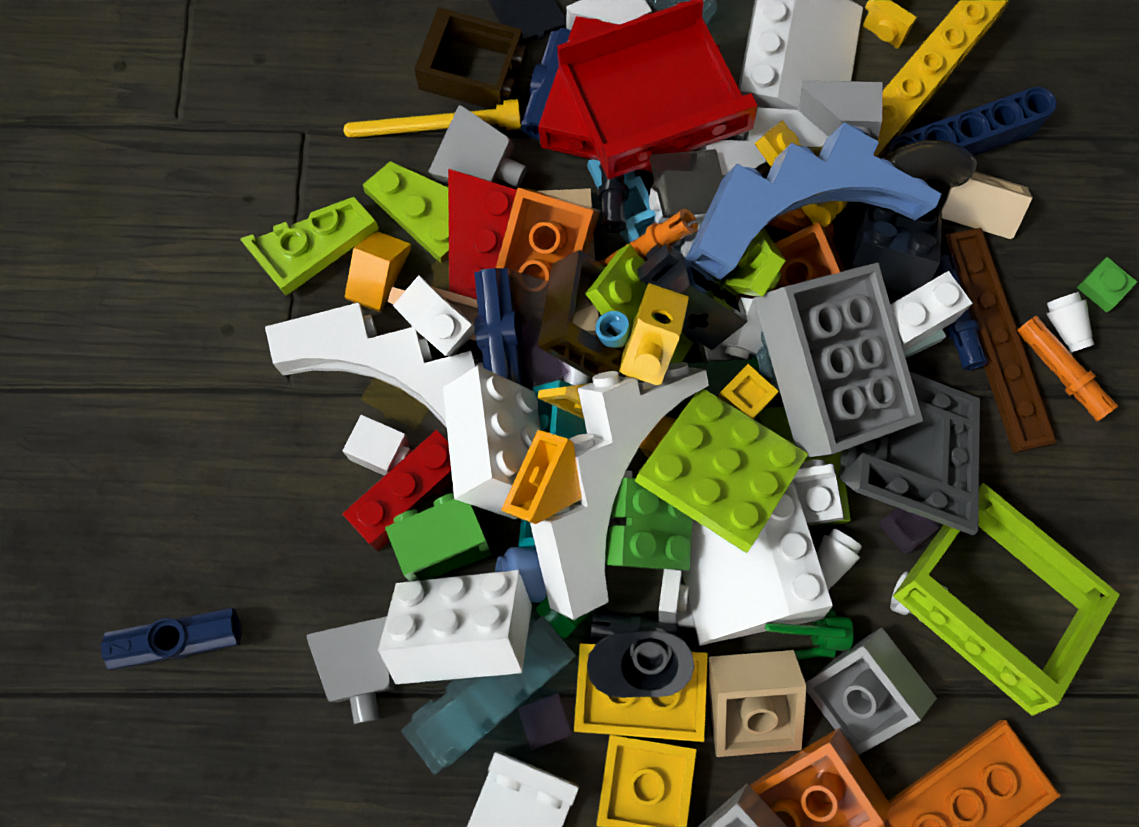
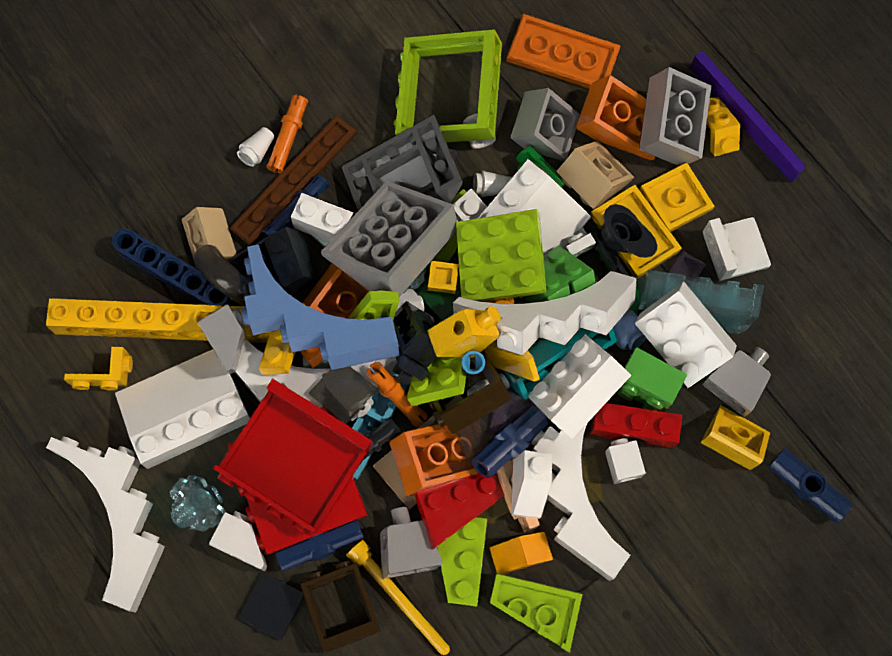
camera: 130 degrees left, 0 degrees up
(295, 600) = (736, 438): none -> yellow slope
(545, 480) = (589, 332): light orange slope -> none
(1107, 284) = (215, 142): bright green plate -> none

